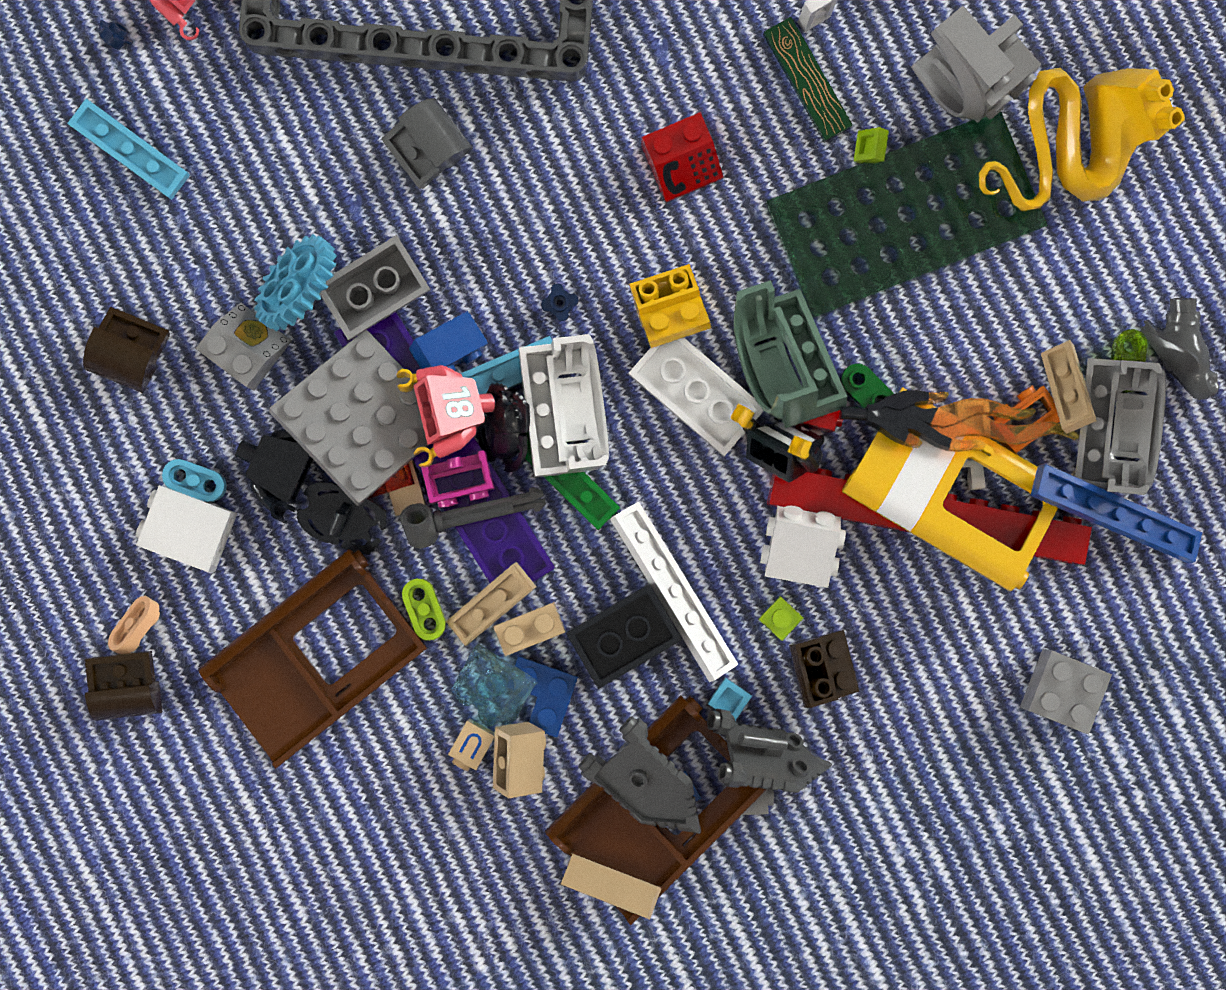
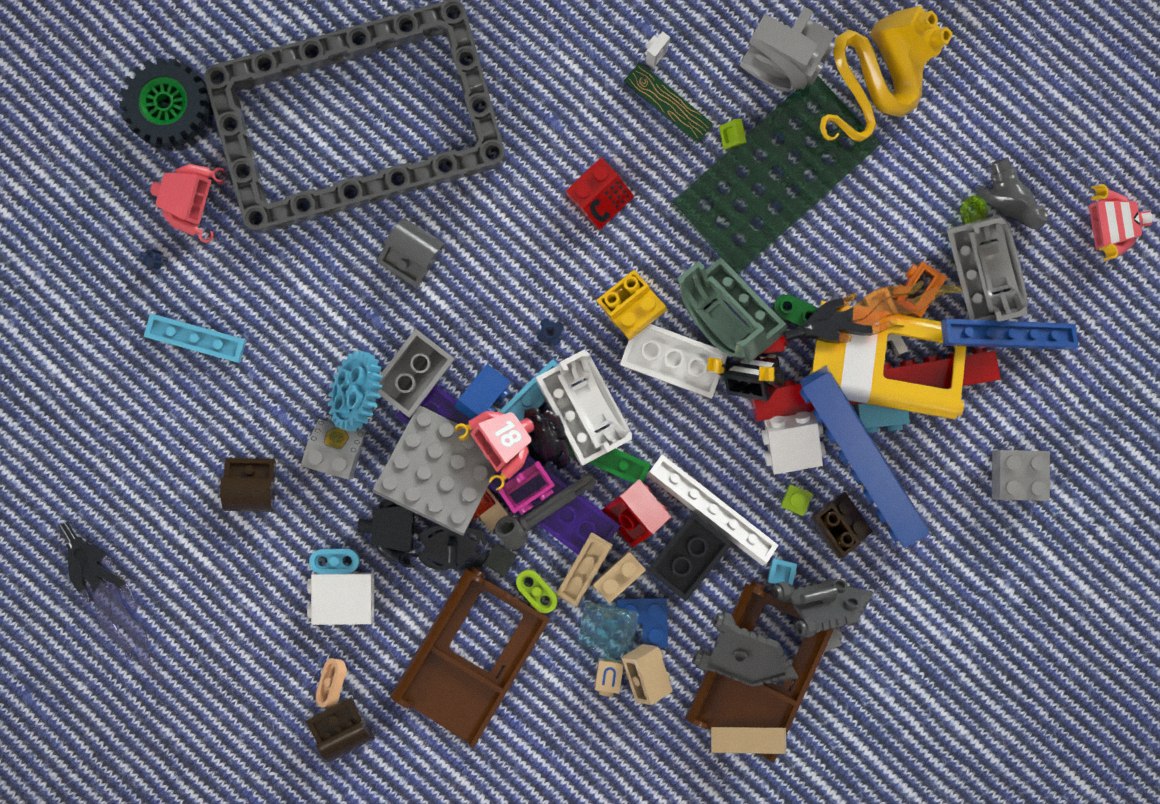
camera: 25 degrees left, 0 degrees up
(395, 555) = (500, 559): none -> pearl dark grey tile
(580, 560) = (637, 513): none -> slope
(882, 595) = (864, 456): none -> blue brick
(912, 552) = (878, 416): none -> medium azure brick
(1068, 387) = (940, 256): tan tile -> none

